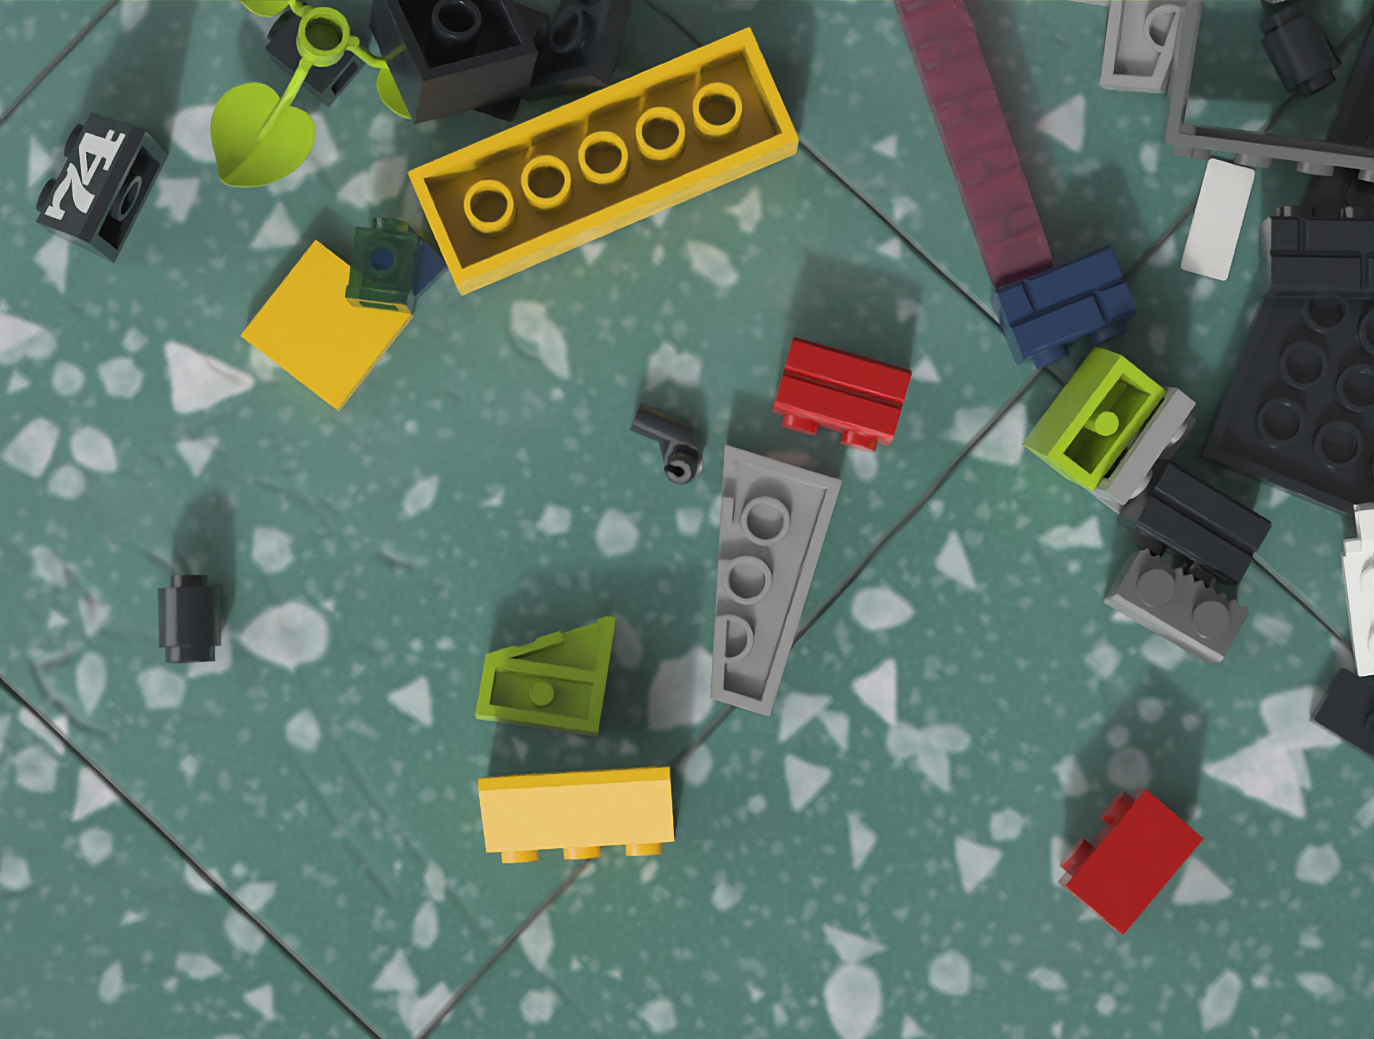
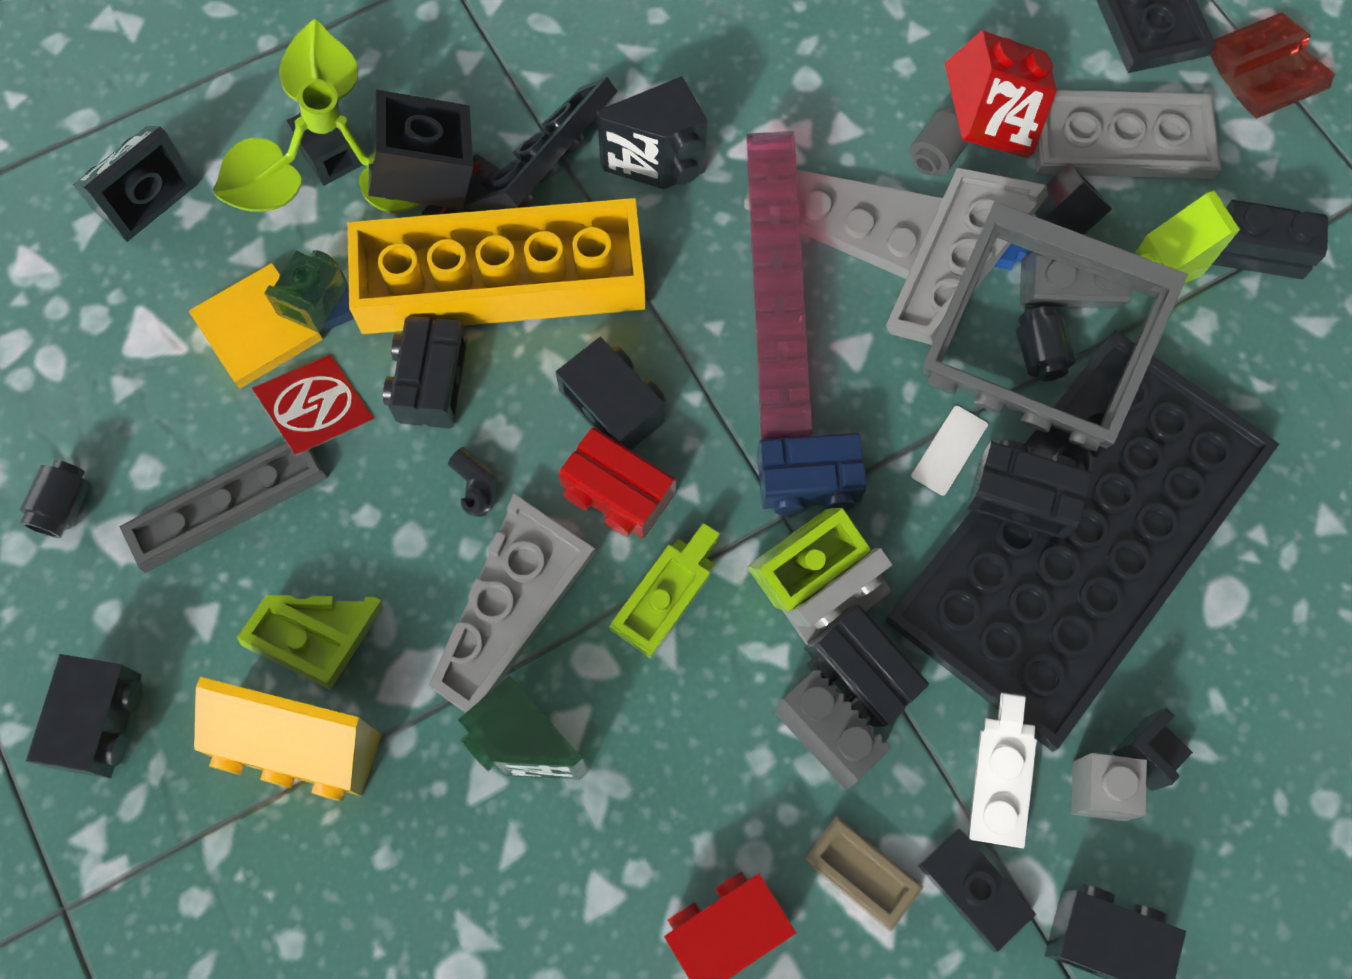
camera: 15 degrees right, 15 degrees down
(347, 854) = (85, 716): none -> black brick
(383, 557) = (220, 504): none -> dark grey tile
(439, 405) = (312, 404): none -> red sticker
(564, 323) = (427, 372): none -> black brick
(797, 283) = (611, 394): none -> black brick
(839, 726) = (518, 737): none -> clear green slope
(940, 504) = (666, 592): none -> lime hinge
(1251, 748) = (863, 873): none -> dark tan tile

